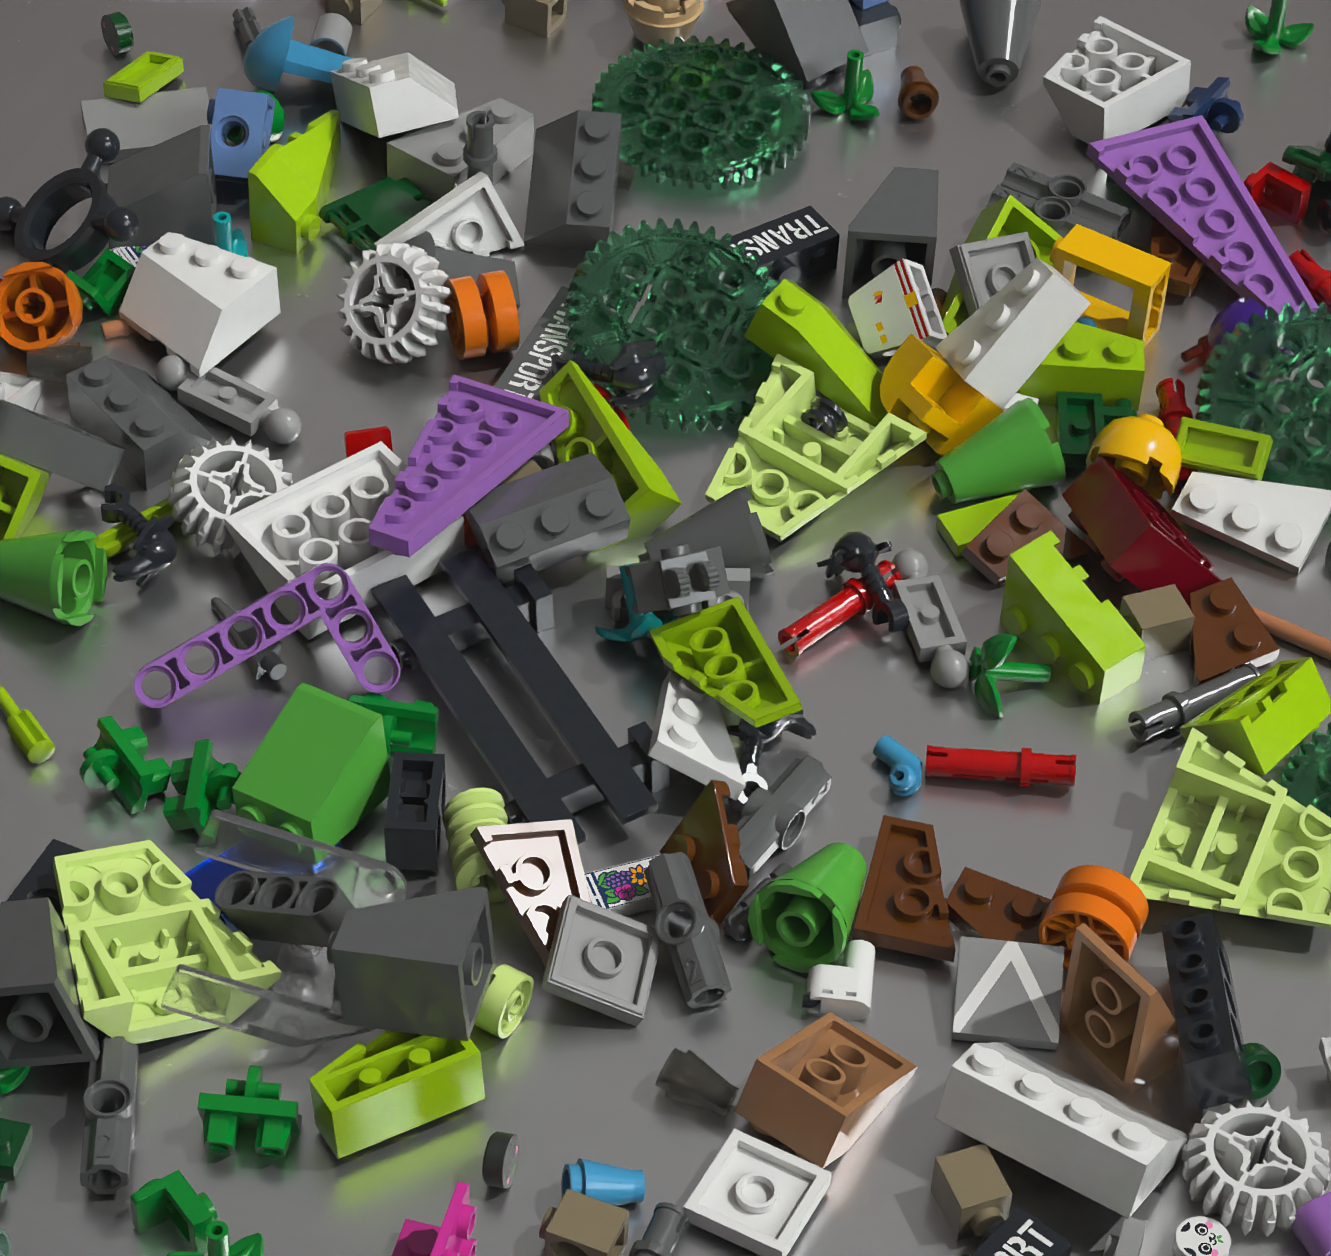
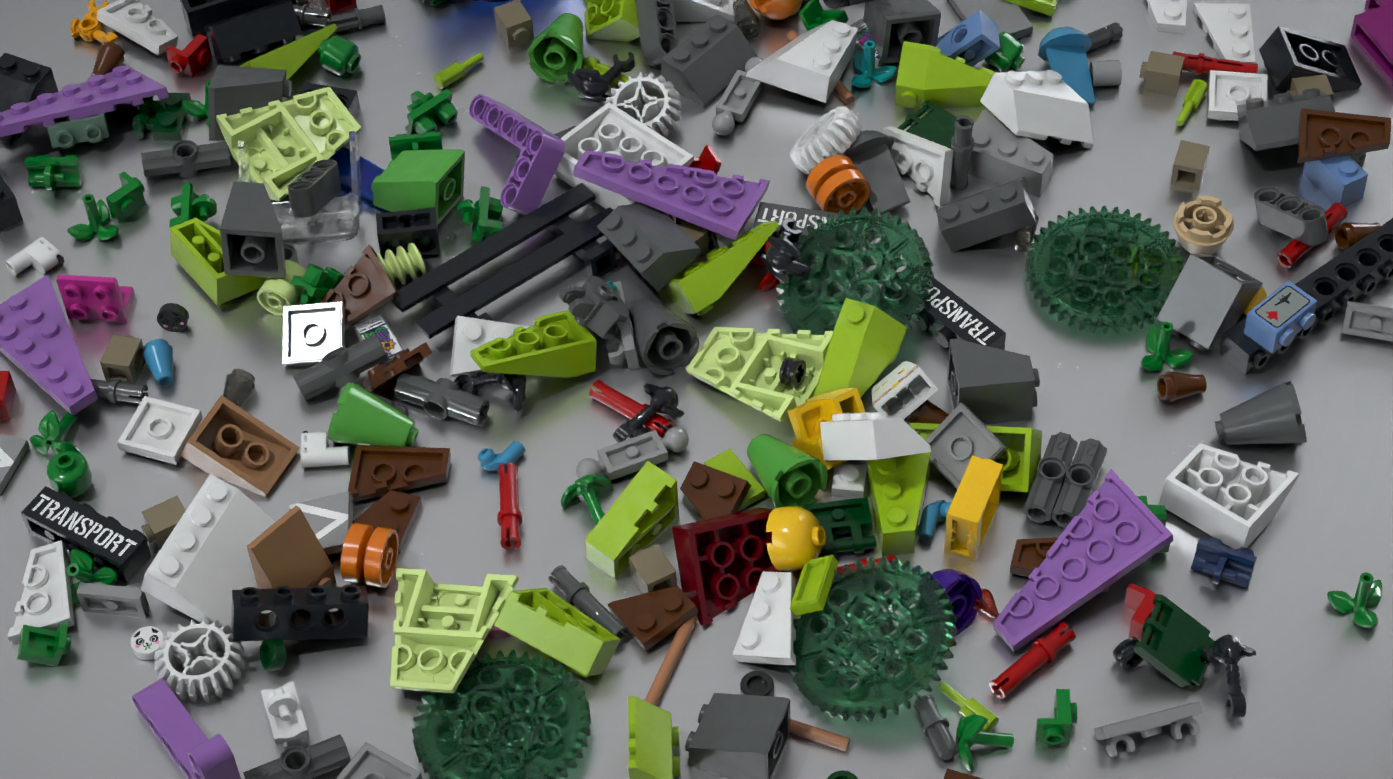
camera: 85 degrees right, 5 degrees up
(509, 935) = (317, 283): none -> green hips

